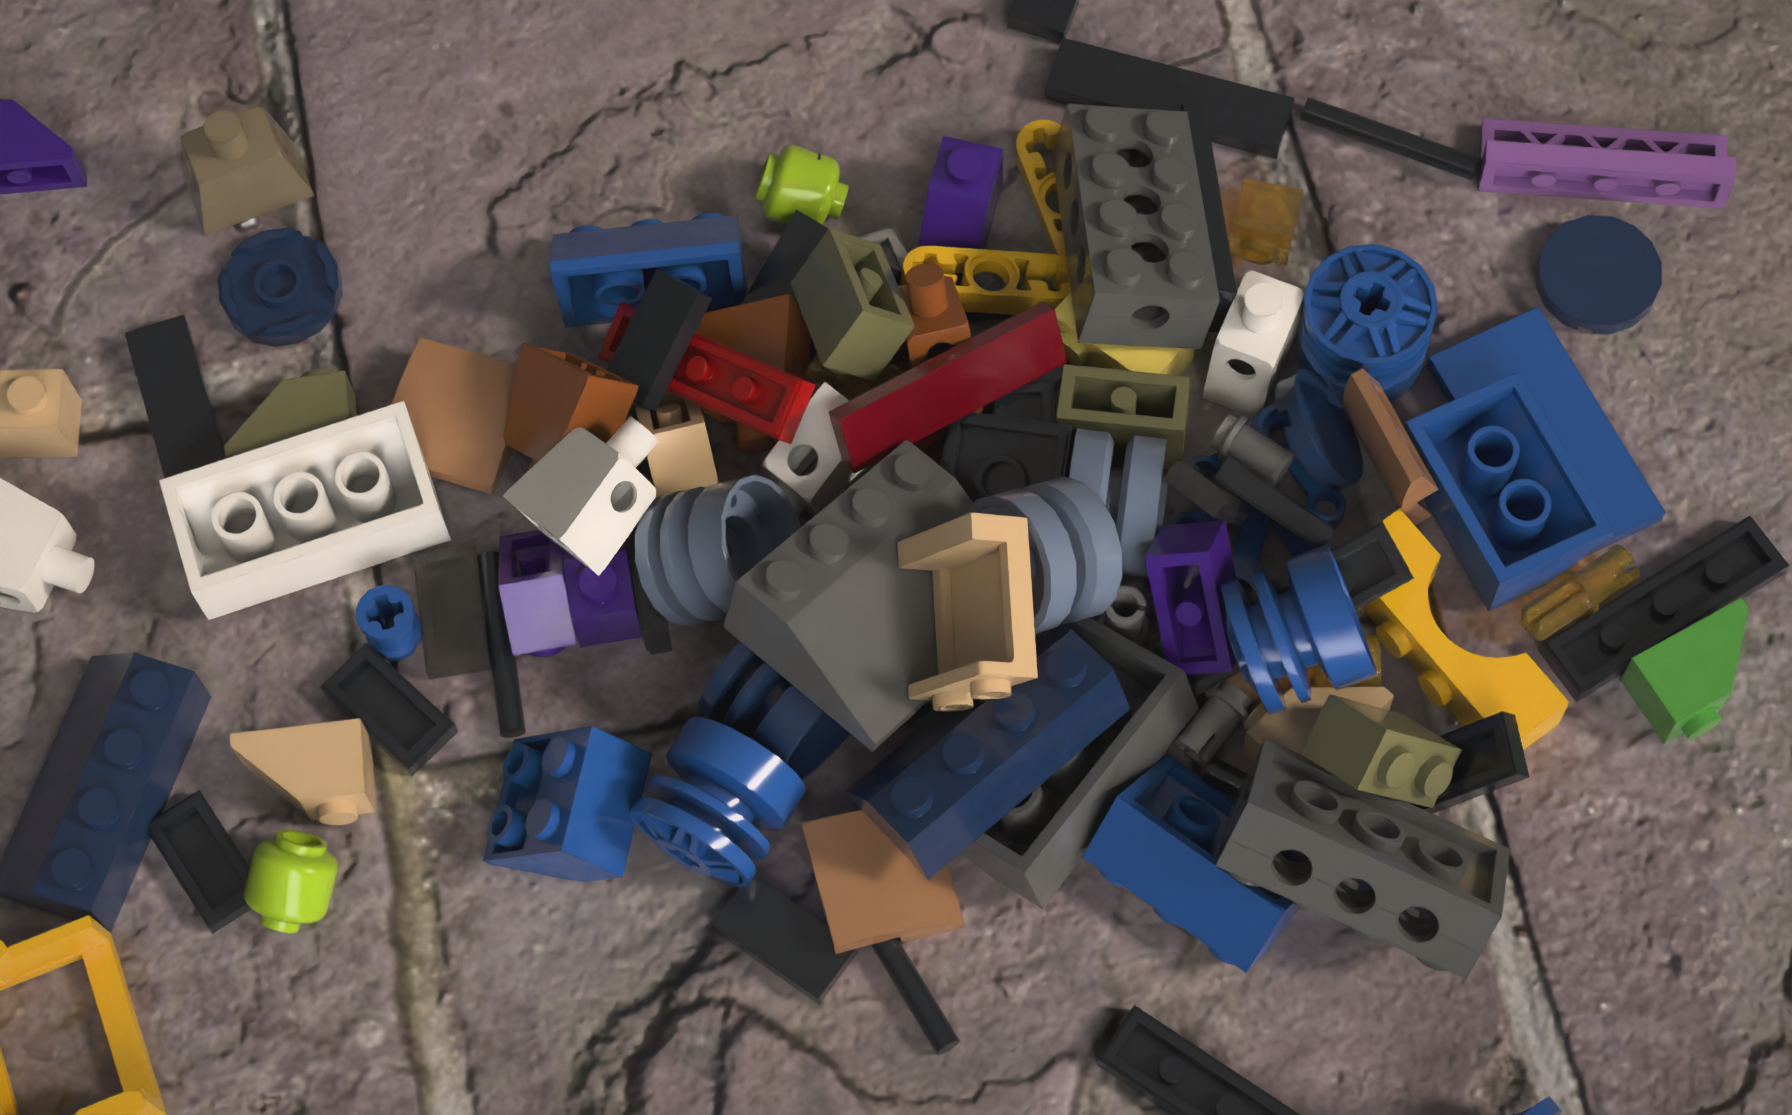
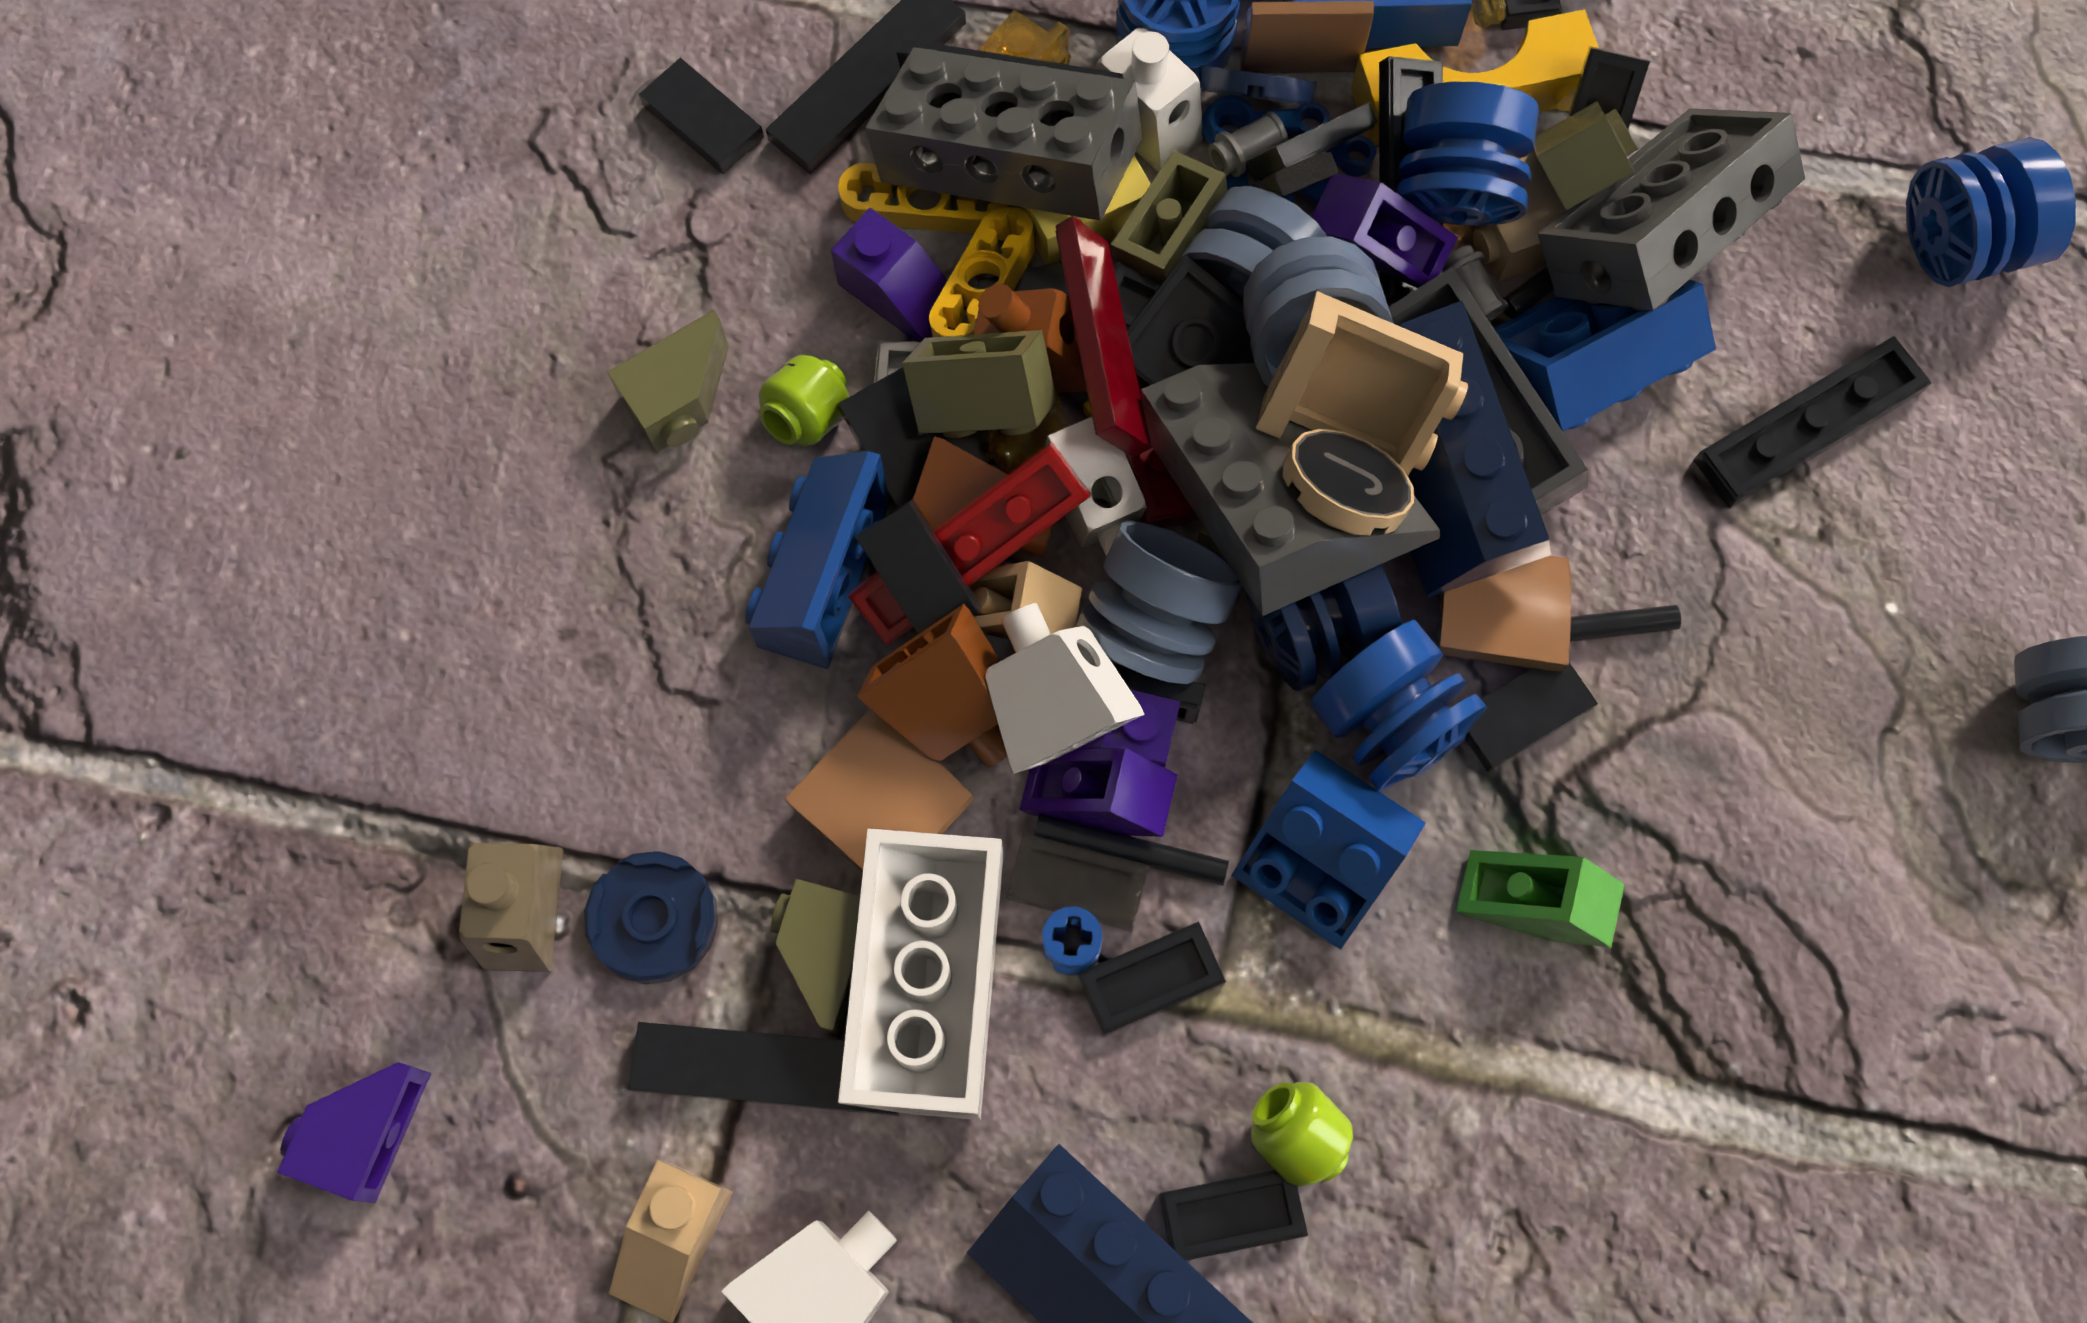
camera: 70 degrees left, 5 degrees up
(314, 767) = (1194, 1068): tan slope -> none
(598, 1014) = (1542, 896): none -> bright green slope
(768, 79) = (674, 382): none -> olive slope
(870, 634) = (1348, 482): none -> tile

